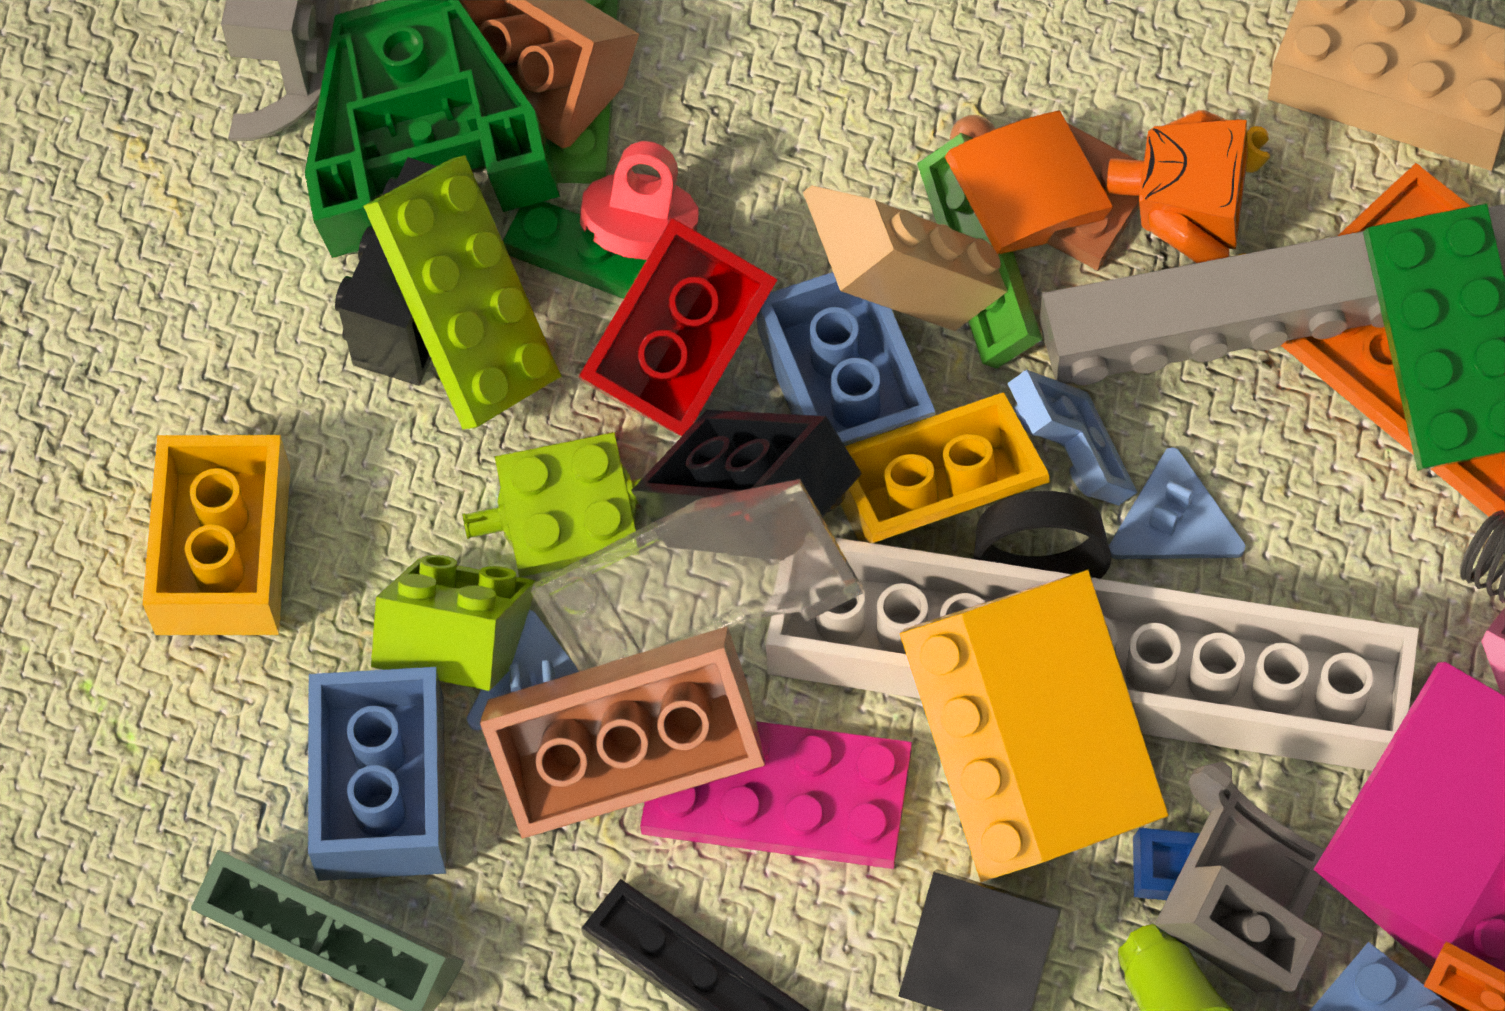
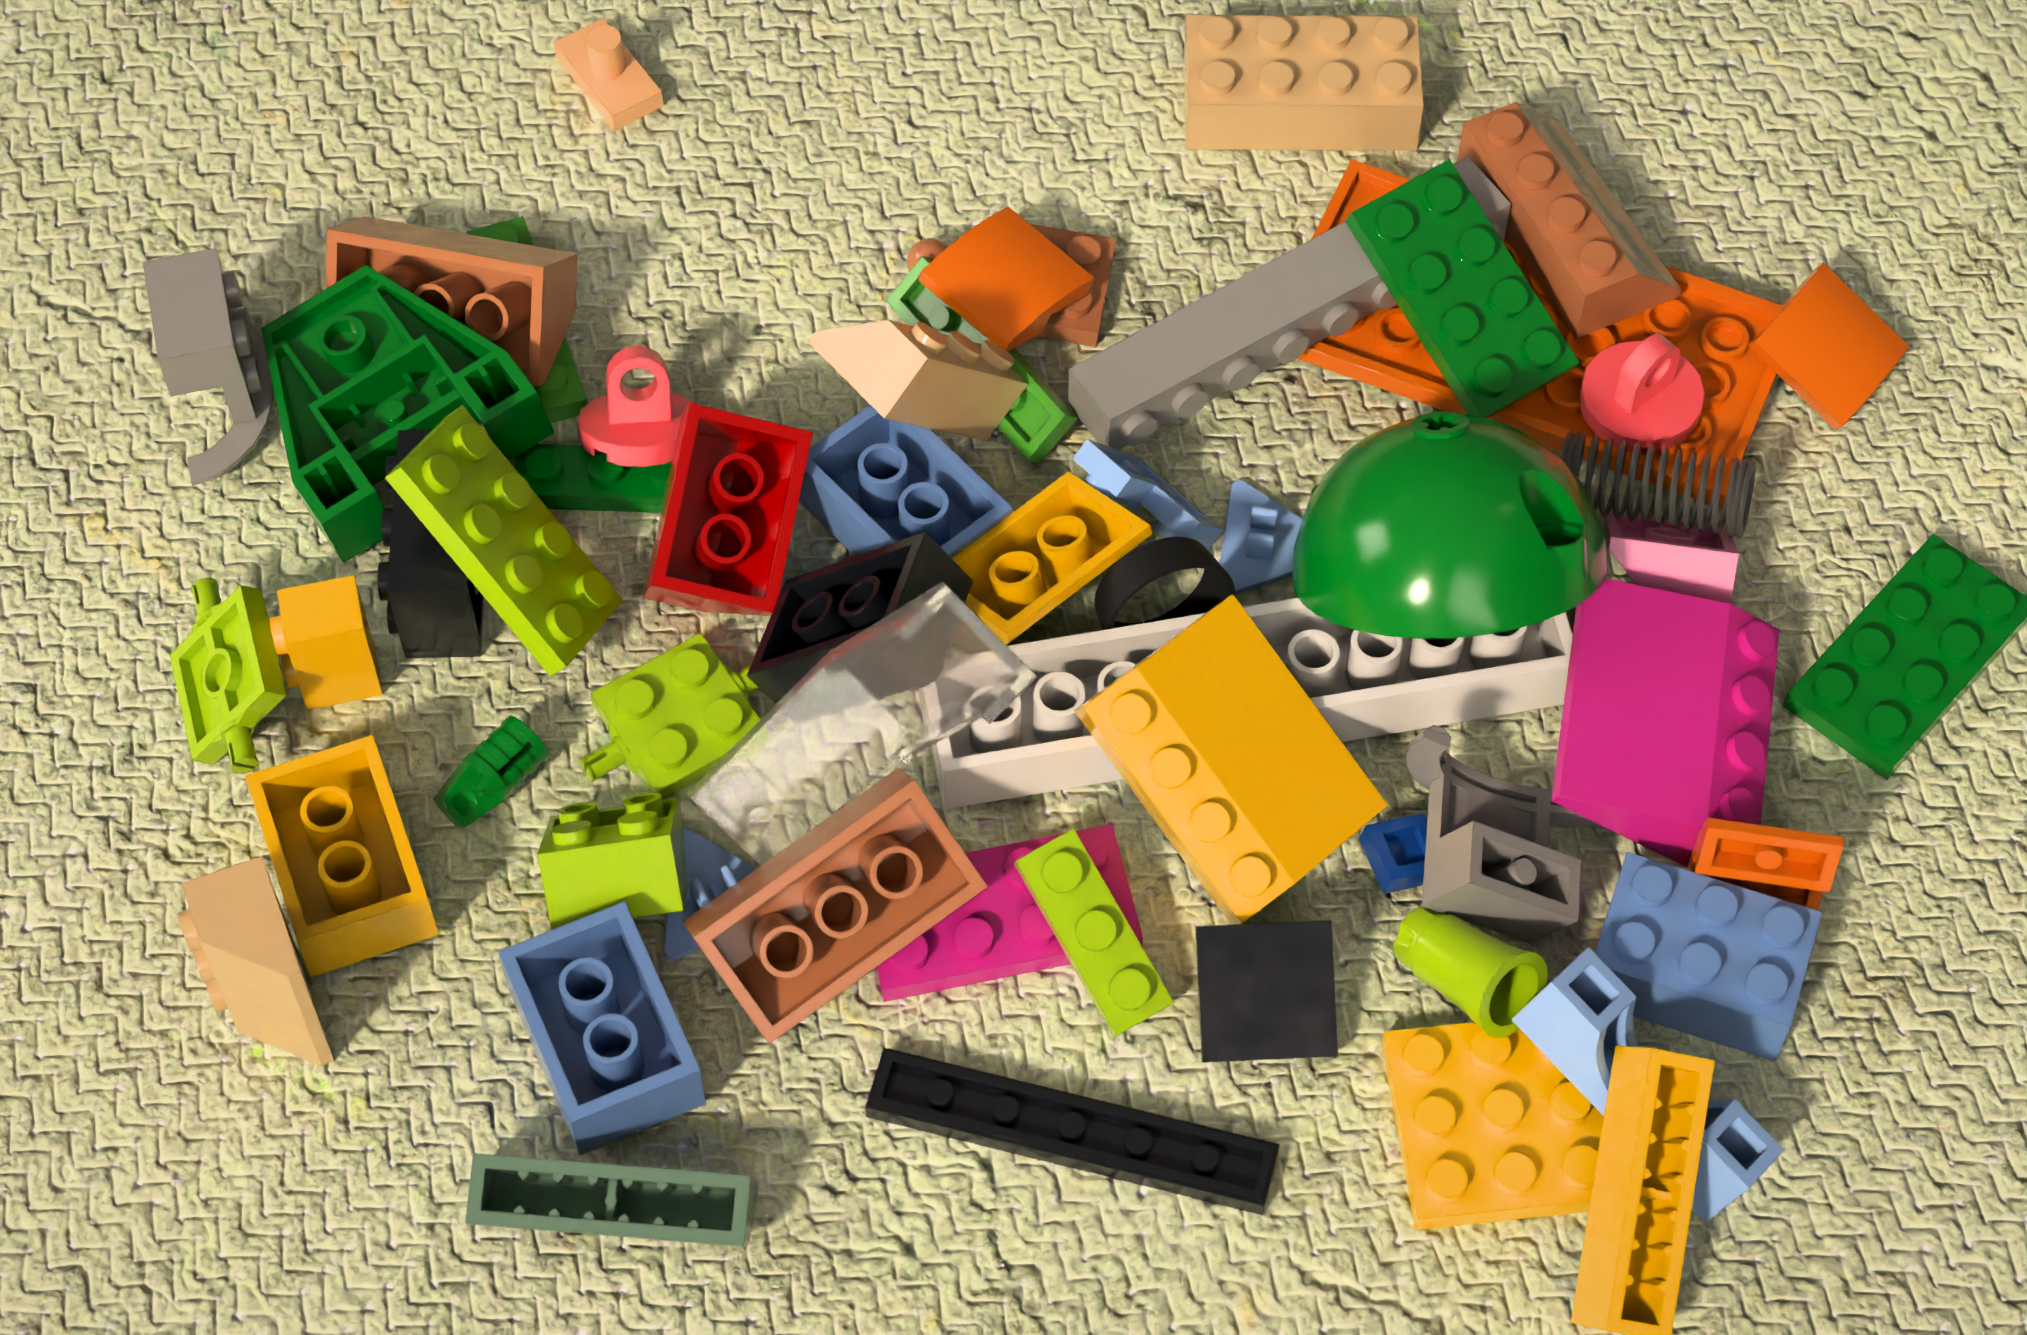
camera: 25 degrees left, 5 degrees down
(98, 600) = (252, 959): none -> tan slope
(185, 332) = (227, 675): none -> lime plate
(280, 333) = (326, 643): none -> yellow brick
(379, 501) = (491, 772): none -> green hinge
(846, 841) = (1093, 933): none -> lime plate
(1193, 181) = (1158, 234): orange torso -> none
(1297, 574) = (1447, 532): none -> green piece

